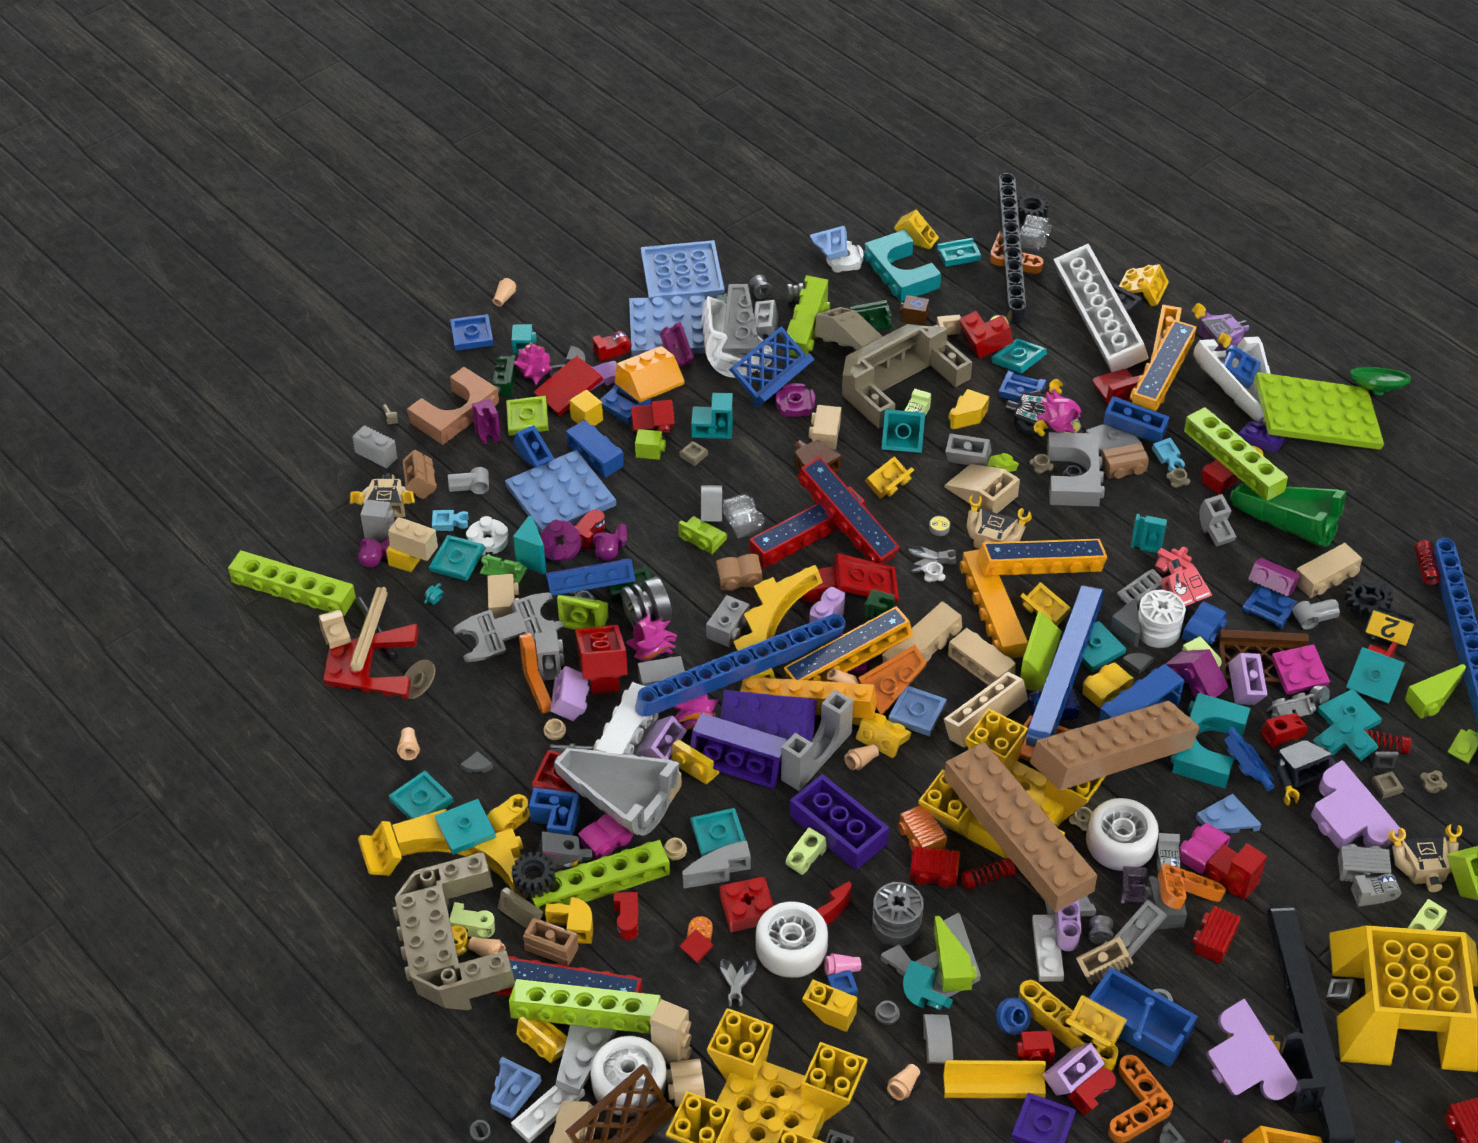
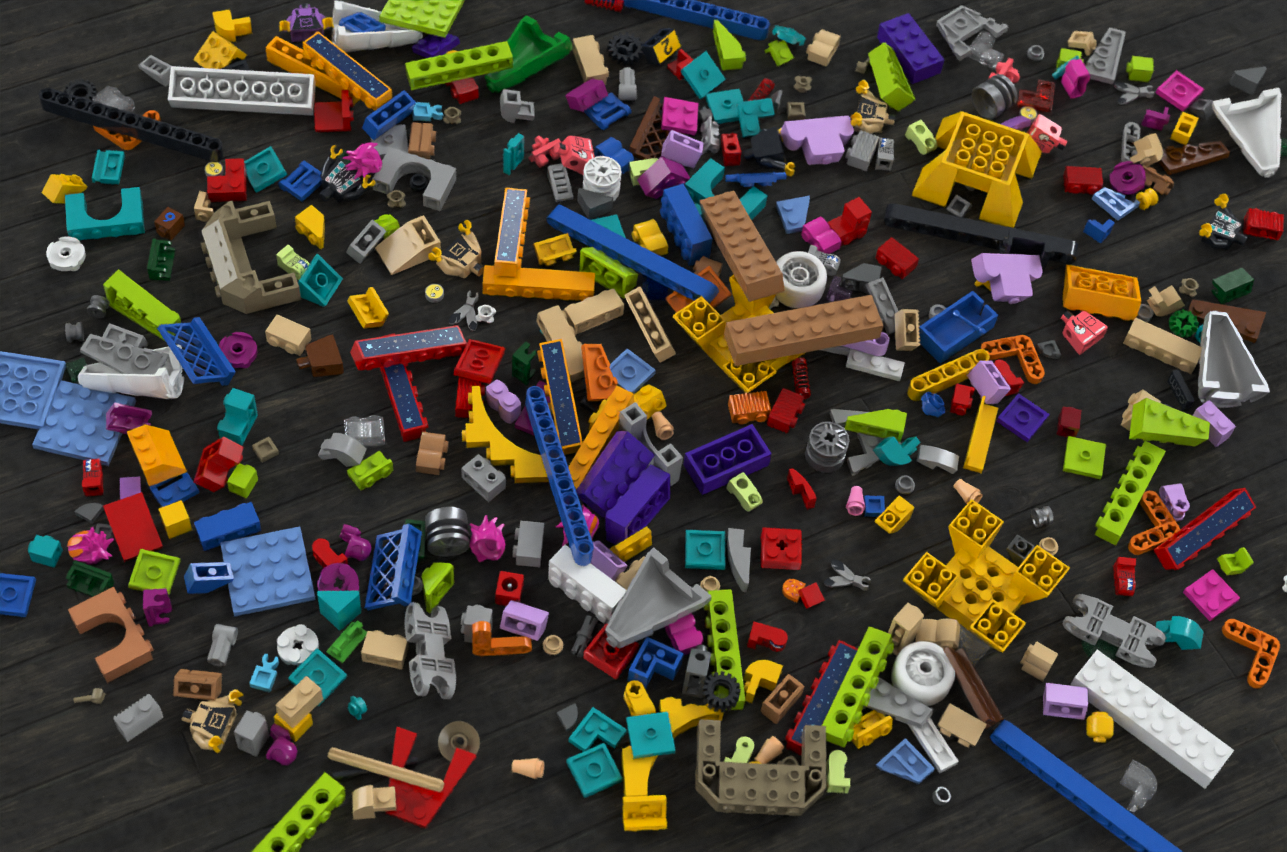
camera: 80 degrees left, 10 degrees up
(465, 783) = (594, 726): none -> teal plate
(480, 1017) = (835, 773): none -> yellowish green leg
(518, 907) = (739, 716): dark tan tile -> none
(601, 652) = (498, 577): red slope -> none
(791, 939) = (830, 525): white wheel -> none
(831, 242) = (51, 255): light blue wing -> none
(836, 675) = (586, 407): light nougat cone -> none
(845, 328) = (179, 278): dark tan slope -> none
(1096, 1022) = (964, 351): yellow bracket -> none
(1100, 247) = (159, 70): none -> light grey slope
(1137, 661) = (631, 212): dark grey tile -> none
(1176, 882) = (853, 261): orange beam -> none
(1182, 280) = (231, 28): none -> yellow brick

